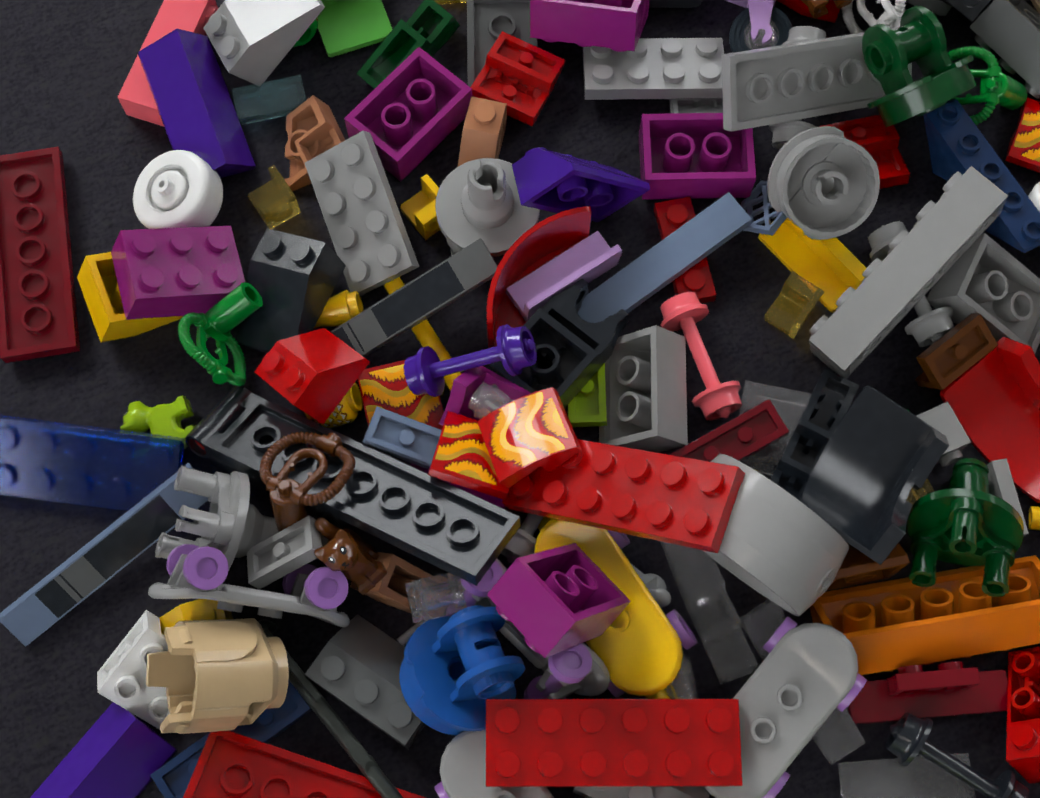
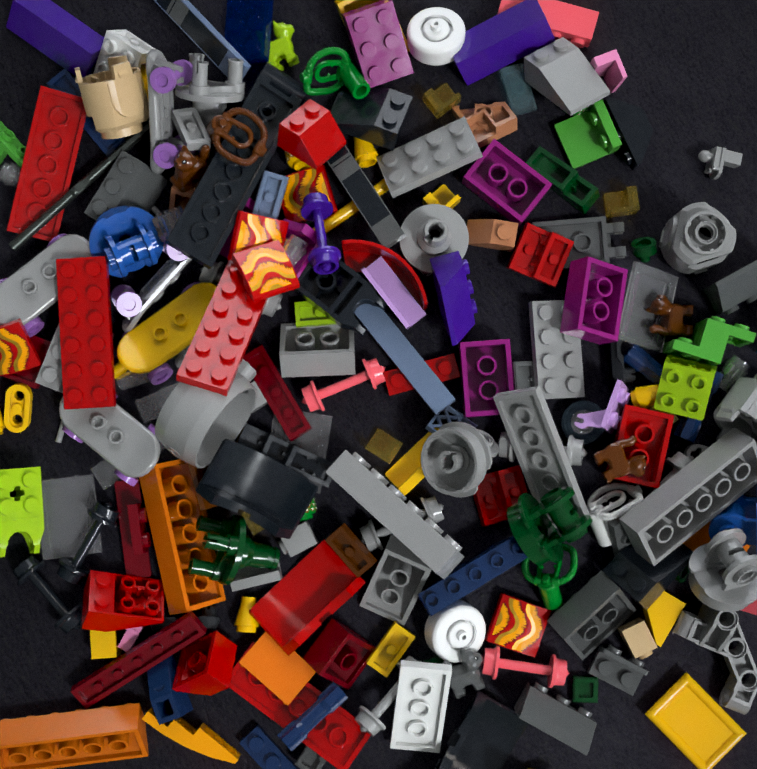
camera: 90 degrees right, 15 degrees up
(557, 599) = (159, 292): magenta brick -> none

